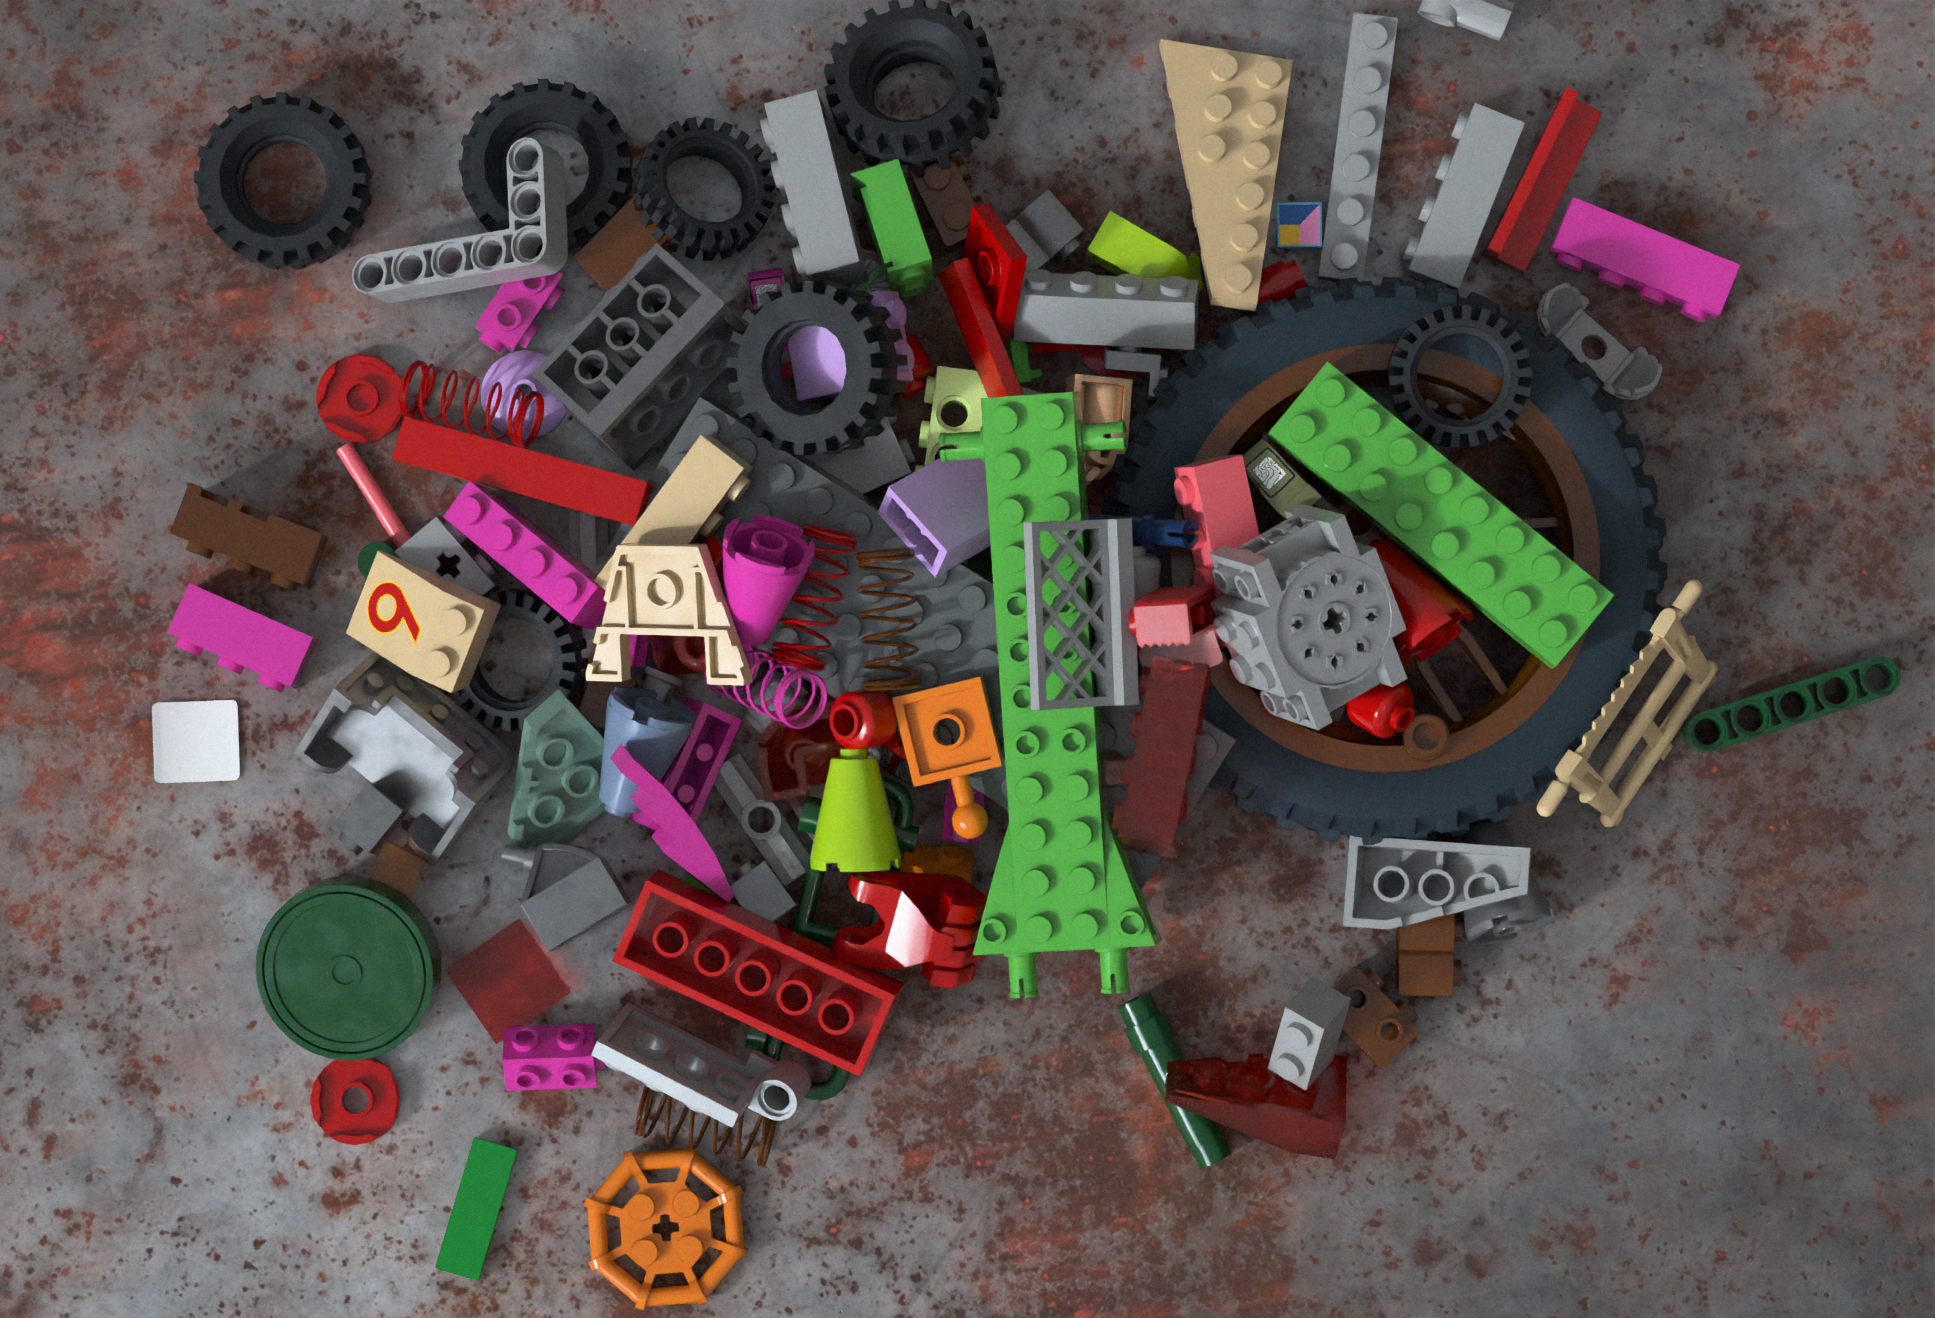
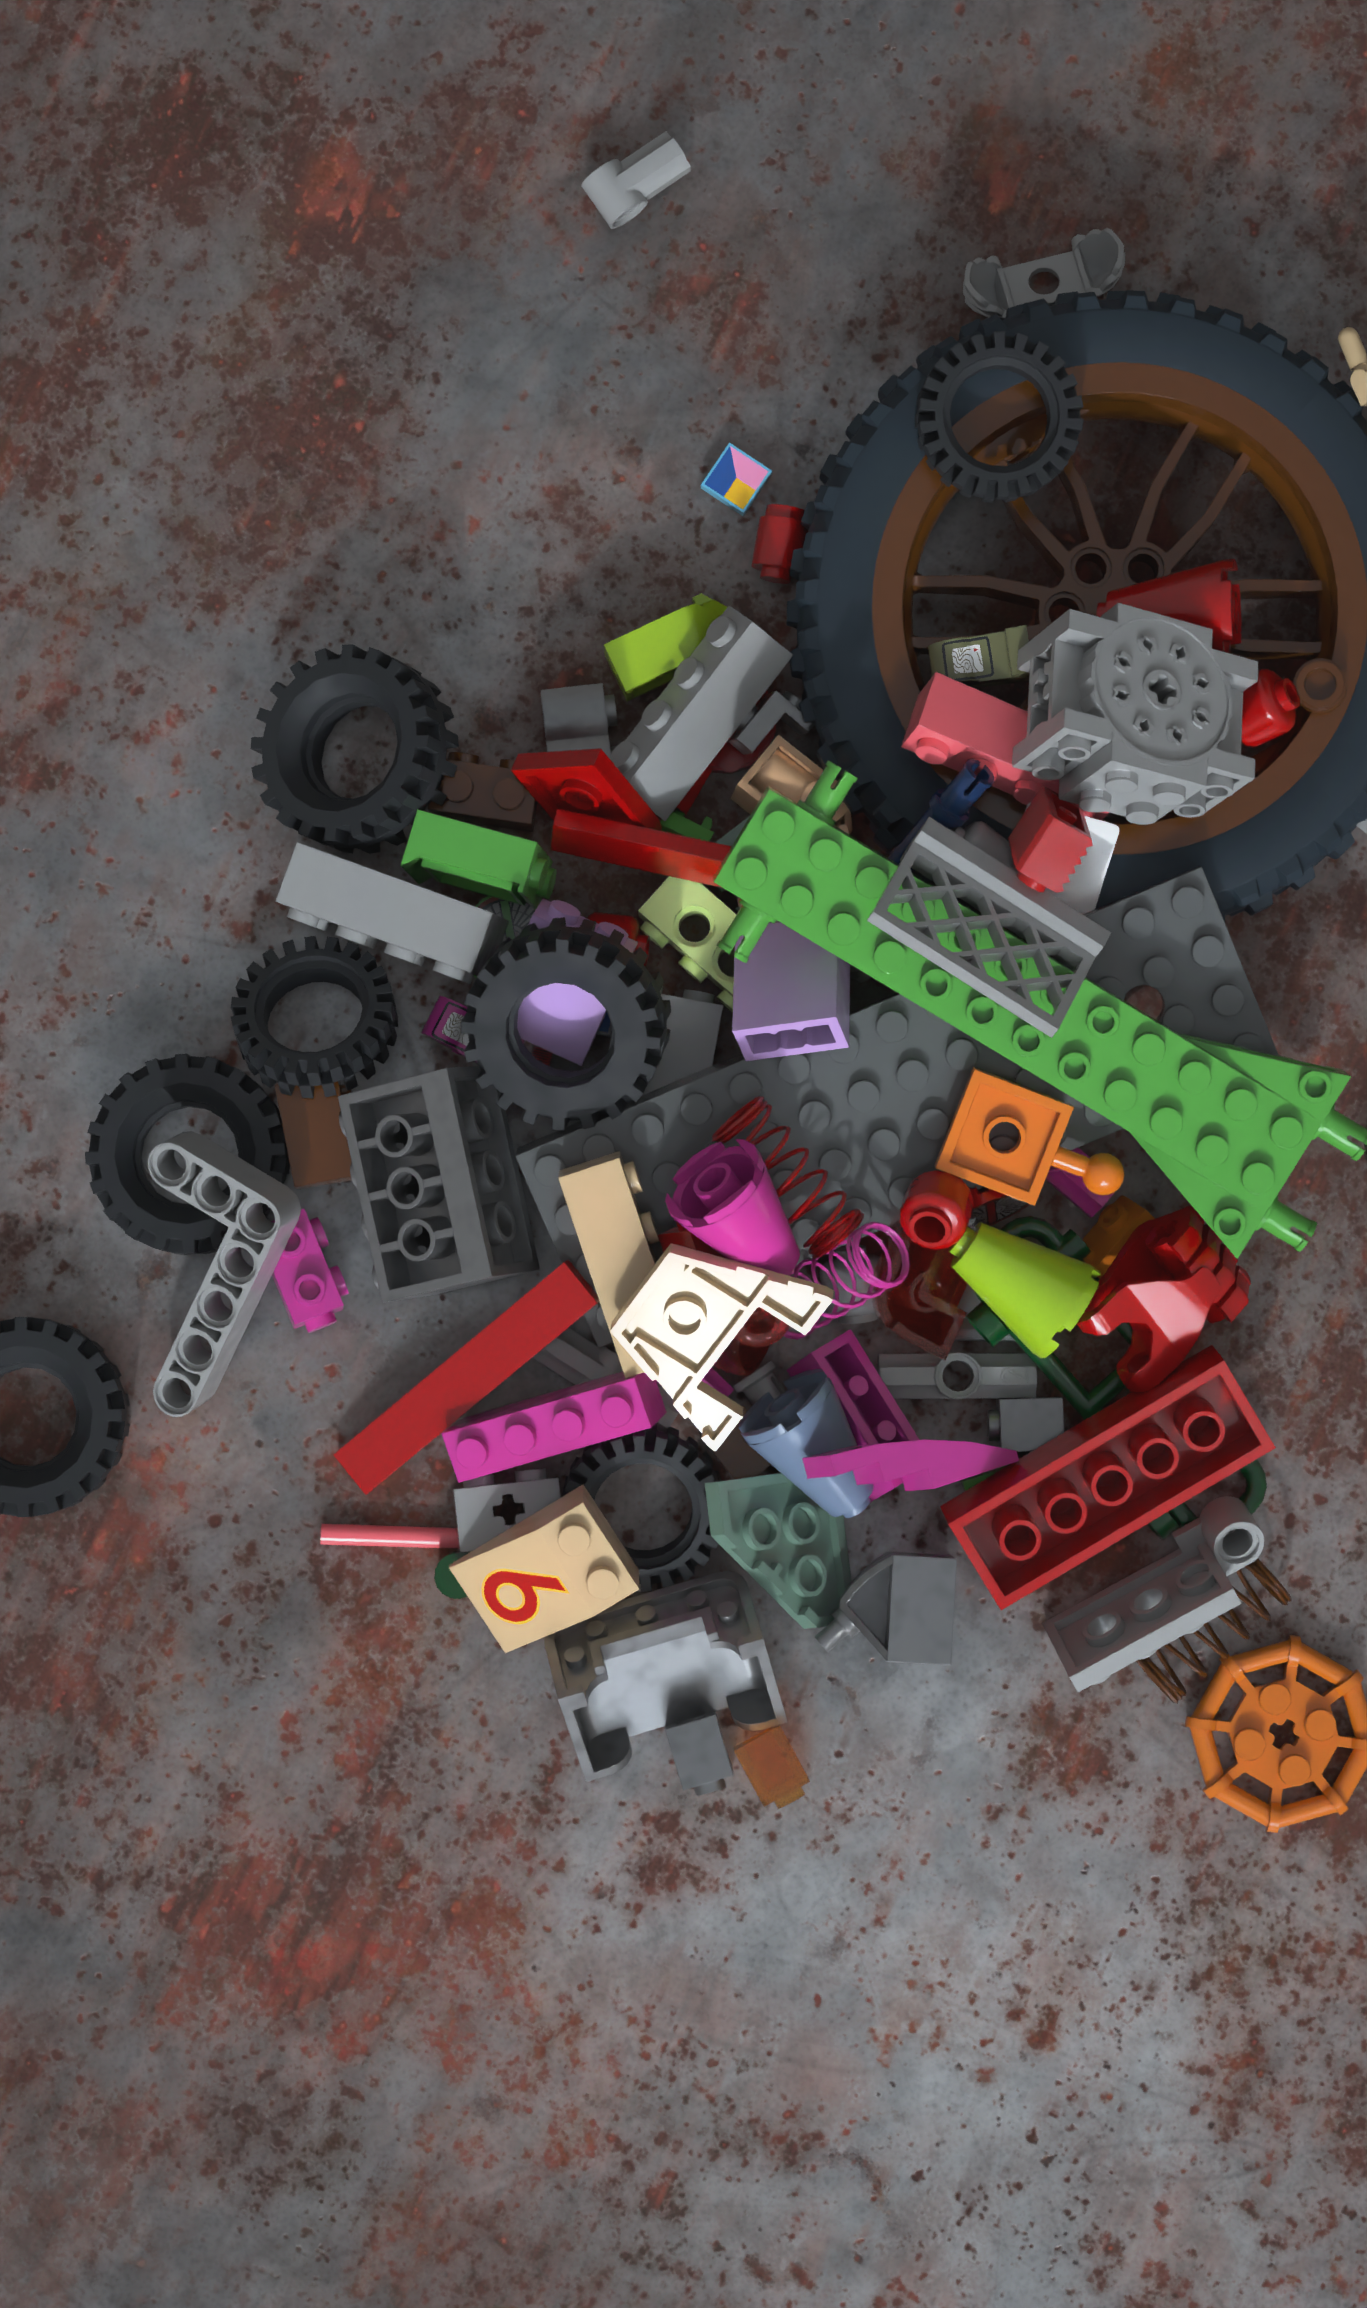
camera: 55 degrees left, 0 degrees up
(195, 741) = (508, 1869): white sticker -> none
(241, 638) = (440, 1757): dark pink brick -> none
(248, 537) = (349, 1684): reddish brown wedge -> none
(348, 968) = (831, 1870): dark green brick -> none
(348, 1126) = (958, 1980): red tile -> none
(360, 398) = (286, 1485): red tile -> none
(426, 389) = (324, 1421): red piece -> none
(476, 1208) = (1142, 1903): green tile -> none
(508, 980) = (944, 1724): clear red plate -> none
(512, 372) = (389, 1354): lavender dish -> none
(550, 1057) = (1048, 1732): dark pink brick -> none
(870, 557) = (789, 1100): reddish brown piece -> none
(1162, 756) = (1175, 942): clear red wedge -> none
(1229, 143) = (618, 490): tan wing -> none
(1357, 147) = (700, 373): light grey plate -> none
(1440, 515) = (1120, 526): bright green brick -> none
(1464, 197) = (818, 303): light grey brick -> none
(1543, 182) = (853, 222): red fence -> none
(1643, 259) = (993, 177): dark pink brick -> none

